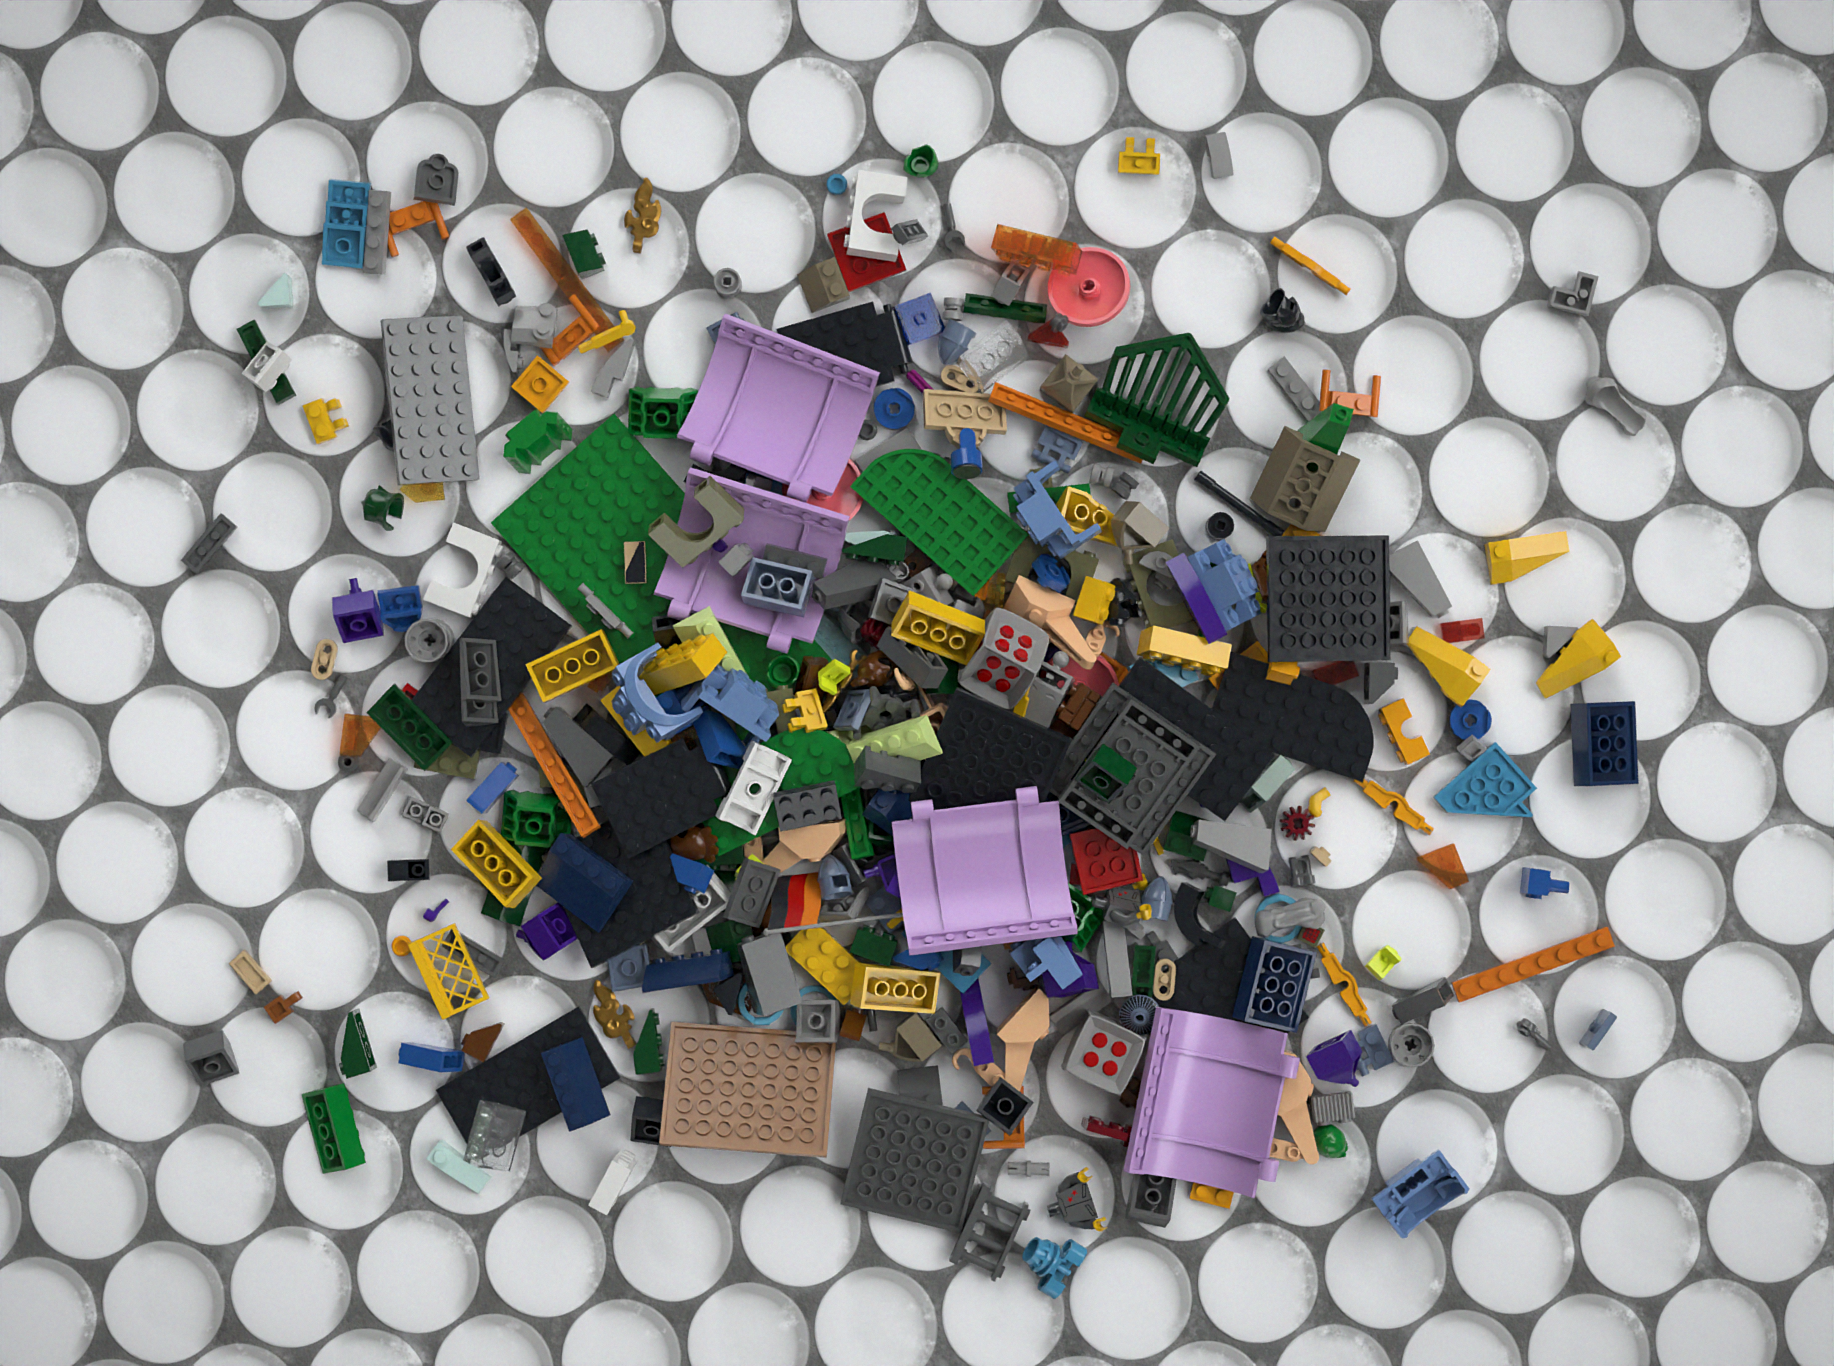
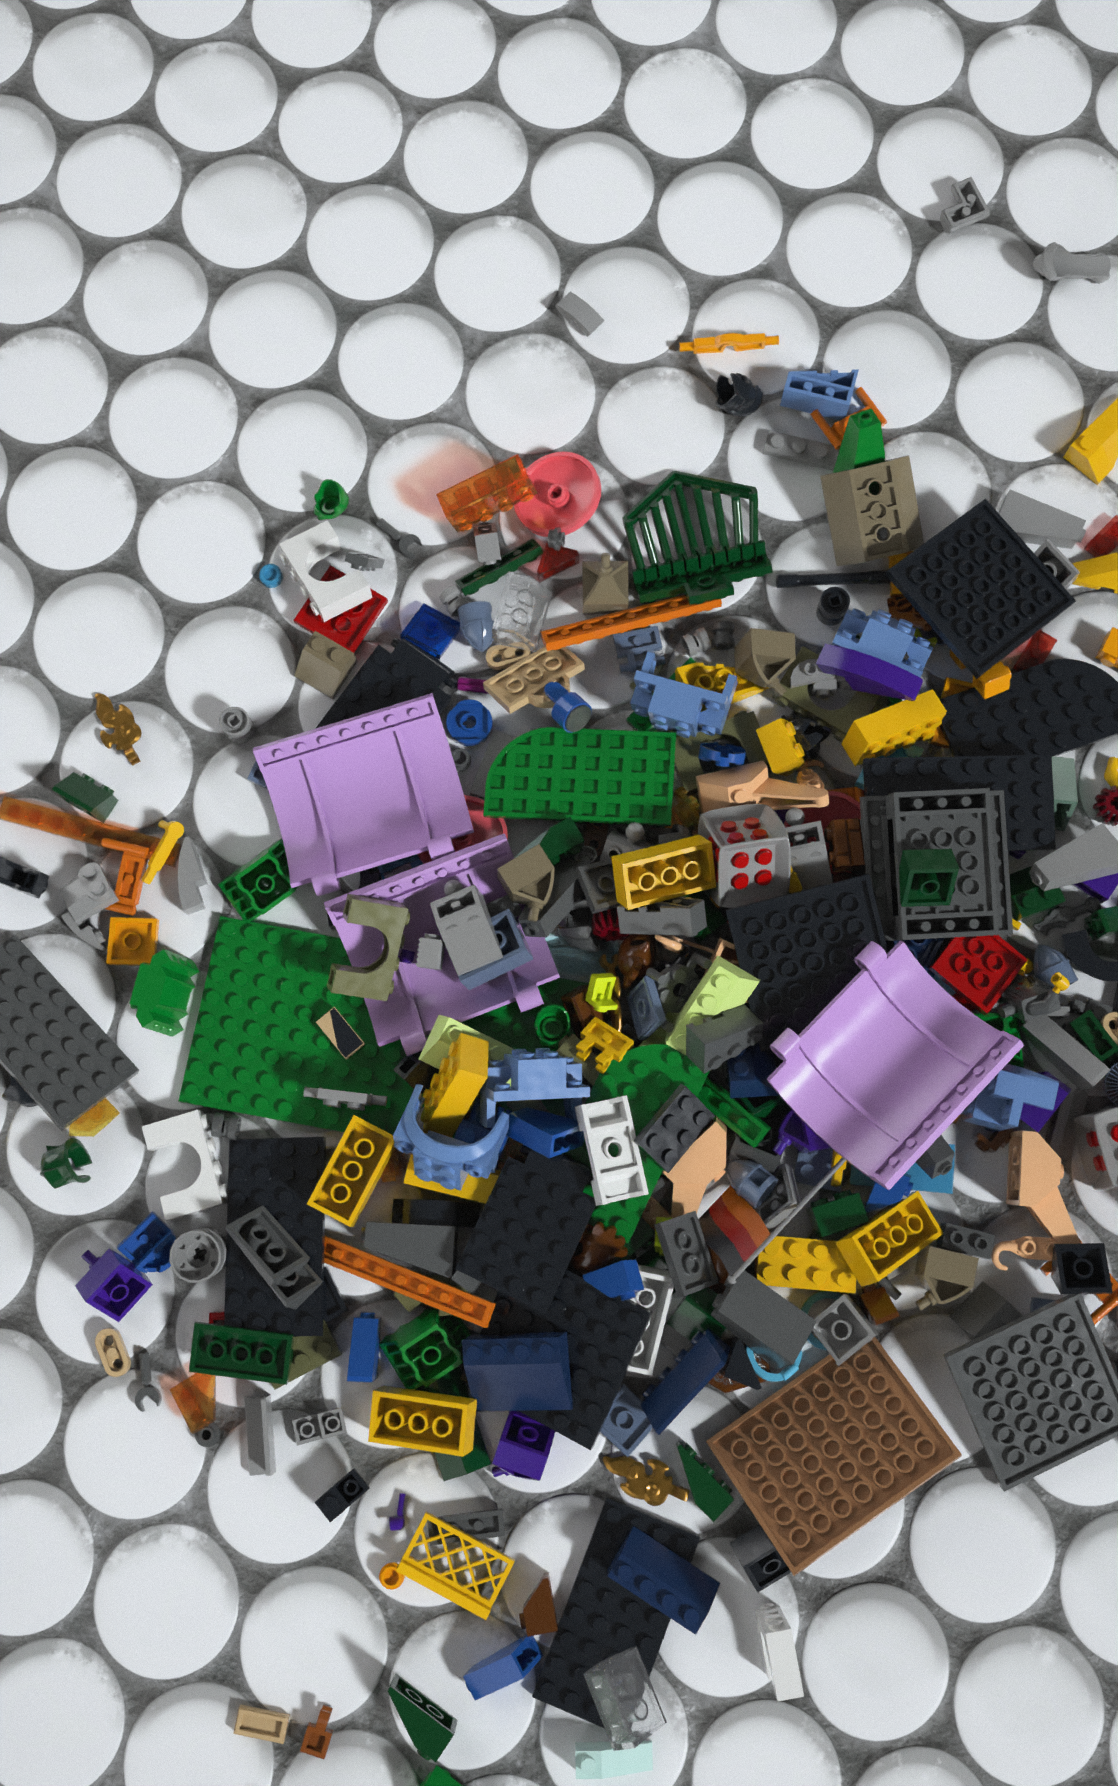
camera: 40 degrees left, 10 degrees down
(771, 566) = (466, 927): none -> light grey slope
(840, 563) = (528, 880): none -> dark tan piece
(977, 1025) = (991, 1214): dark purple slope -> none
(1139, 162) = (516, 368): yellow plate -> none
(1345, 360) = (821, 391): none -> medium blue wedge
(1378, 679) = (1078, 629): dark grey slope -> none

